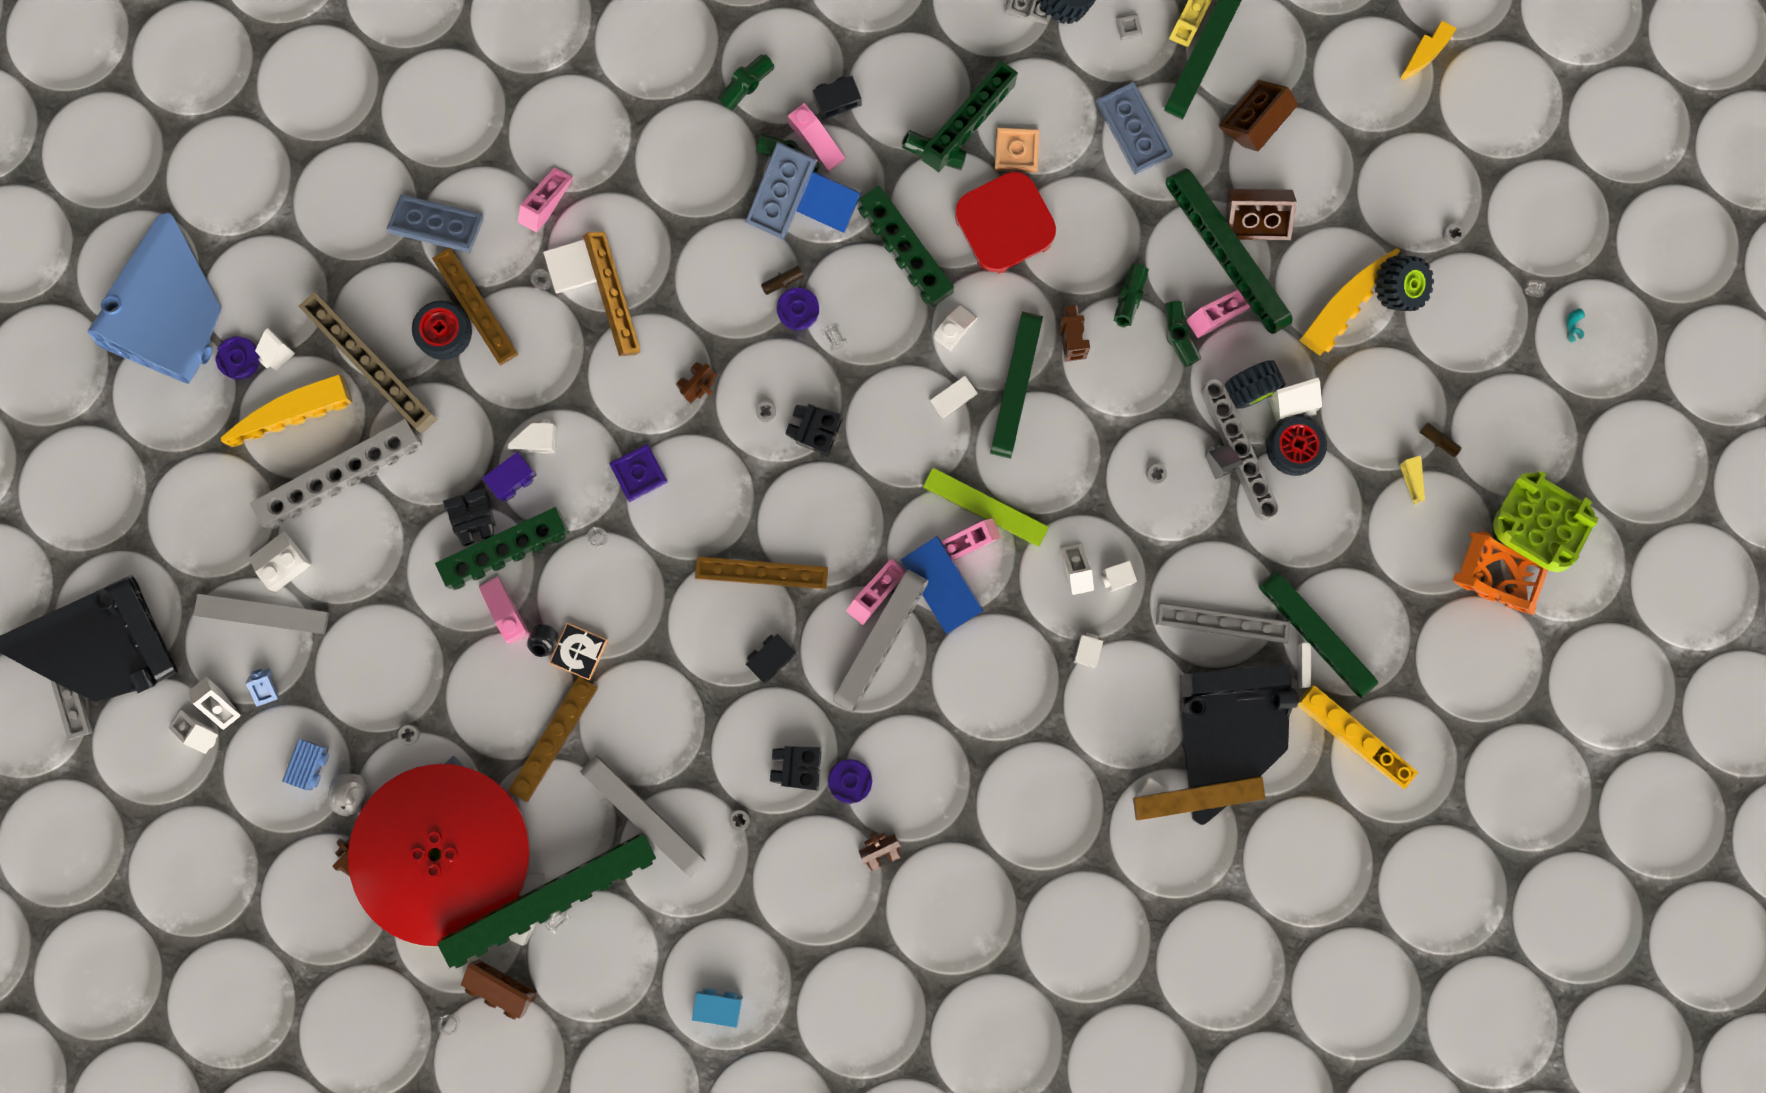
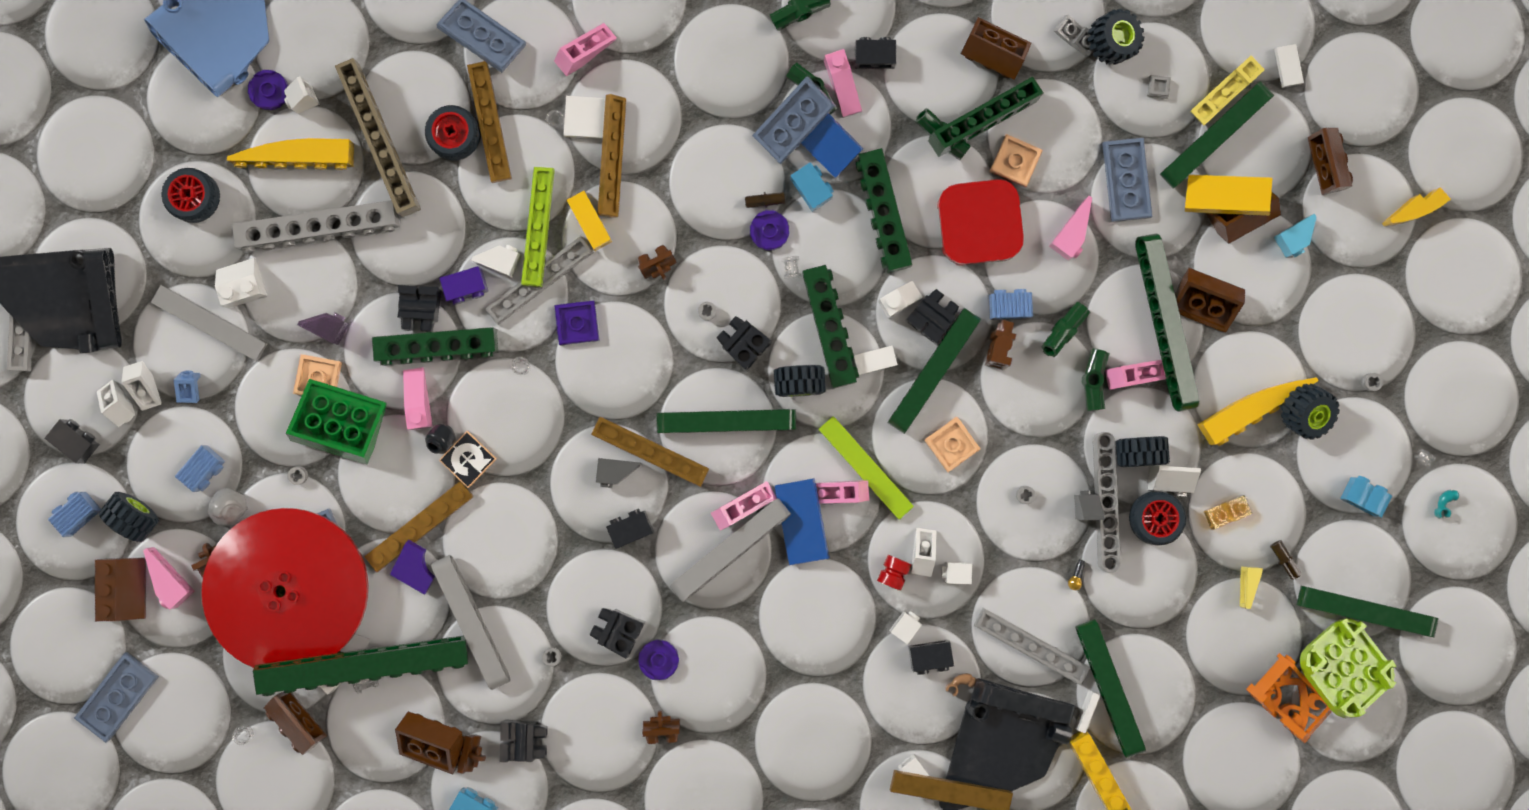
camera: 20 degrees right, 5 degrees up
(161, 786) = (72, 440): none -> black brick
(190, 861) = (74, 514): none -> medium blue brick
(194, 477) = (190, 195): none -> wheel
(249, 840) = (128, 516): none -> black wheel
(266, 920) = (120, 589): none -> reddish brown slope
(301, 1036) = (116, 697): none -> sand blue tile
(313, 895) = (167, 582): none -> bright pink slope
(383, 571) = (326, 326): none -> clear purple slope
(393, 627) = (317, 369): none -> light nougat tile
(430, 663) = (337, 421): none -> green slope
(562, 784) = (412, 569): none -> dark purple tile
(563, 391) = (538, 227): none -> lime tile
(584, 444) = (553, 270): none -> light grey tile
(613, 366) = (589, 221): none -> yellow slope
(646, 955) = (429, 742): none -> reddish brown slope
(693, 952) = (470, 754): none -> reddish brown hips
(732, 606) = (613, 471): none -> dark grey slope
(744, 917) = (525, 741): none -> black hips
(824, 249) = (811, 186): none -> dark azure brick
(826, 513) = (726, 421): none -> dark green beam
(870, 332) = (823, 275): none -> dark green brick
(885, 443) = (799, 380): none -> black wheel
(954, 49) = (996, 48): none -> reddish brown slope
(995, 329) = (934, 314): none -> black hips
(1055, 599) = (894, 572): none -> red wheel
(1063, 451) = (952, 444): none -> light nougat tile
(1067, 291) = (1010, 305): none -> medium blue brick
(1101, 202) = (1072, 235): none -> bright pink slope
(1125, 670) = (931, 656): none -> black brick
(1165, 682) = (966, 679): none -> medium nougat arm
(1239, 103) = (1228, 194): none -> yellow tile
(1240, 541) = (1075, 581): none -> piece
(1322, 121) = (1297, 237): none -> medium azure slope
(1325, 35) = (1330, 160): none -> reddish brown slope
(1364, 414) = (1228, 512): none -> clear yellow slope
(1494, 347) = (1366, 496): none -> dark azure brick
(1541, 459) = (1367, 611): none -> dark green beam

